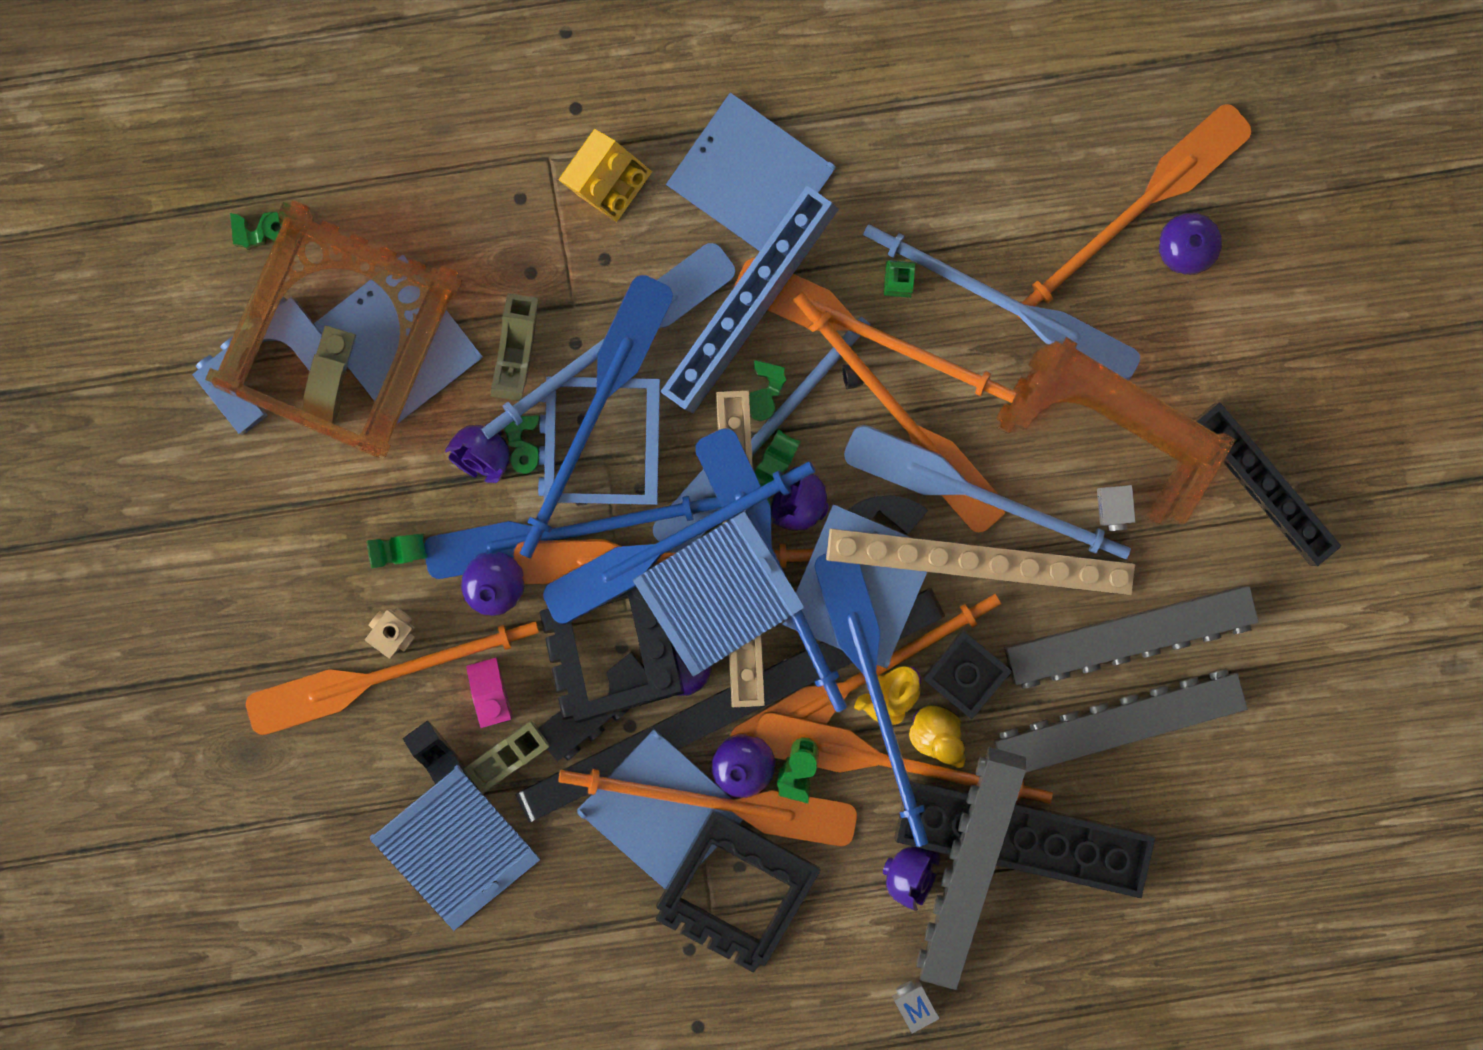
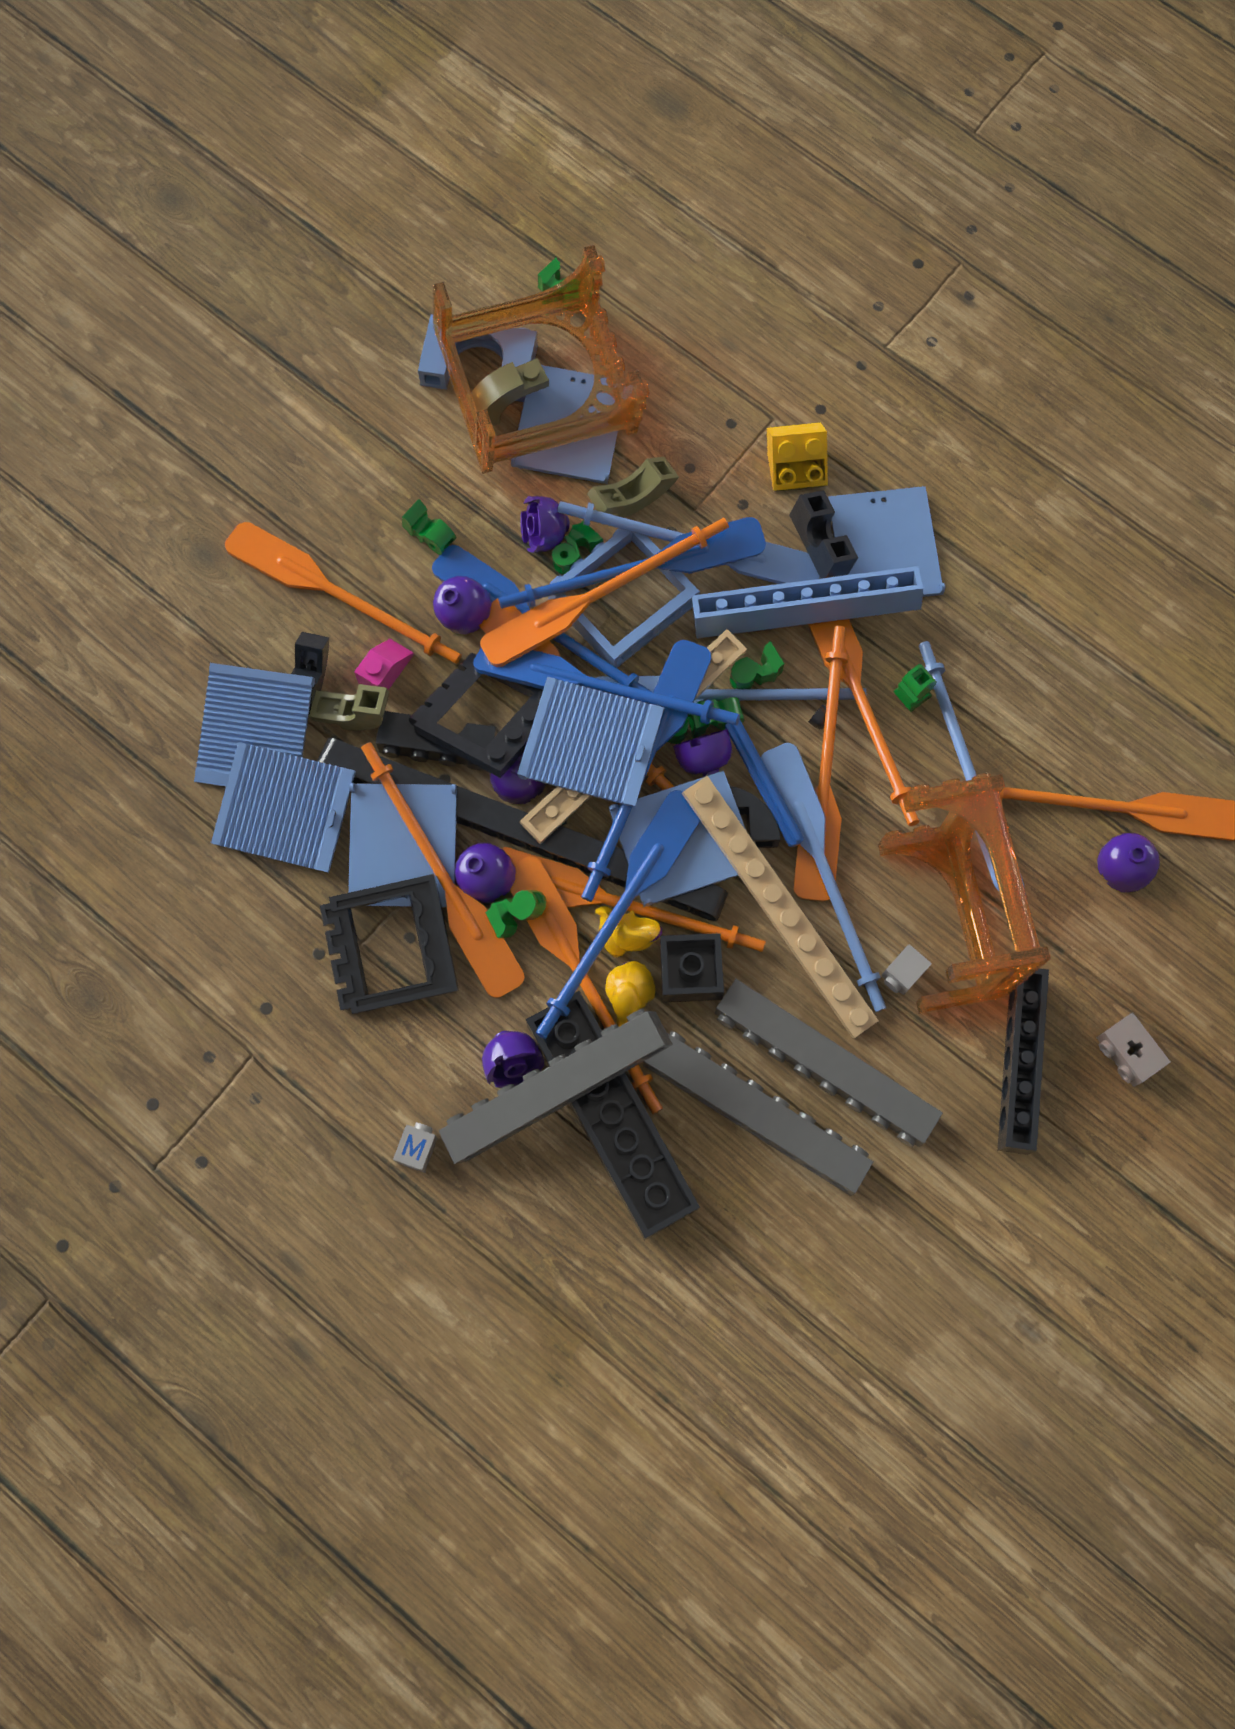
camera: 50 degrees right, 15 degrees down
(379, 635) = (369, 568): tan brick -> none
(545, 879) = (283, 807): none -> medium blue door
(578, 517) = (559, 614): none -> orange piece
(721, 237) = (812, 521): none -> black arch
(871, 478) = (765, 784): none -> blue axle
(1351, 389) = (1147, 1055): none -> light grey brick

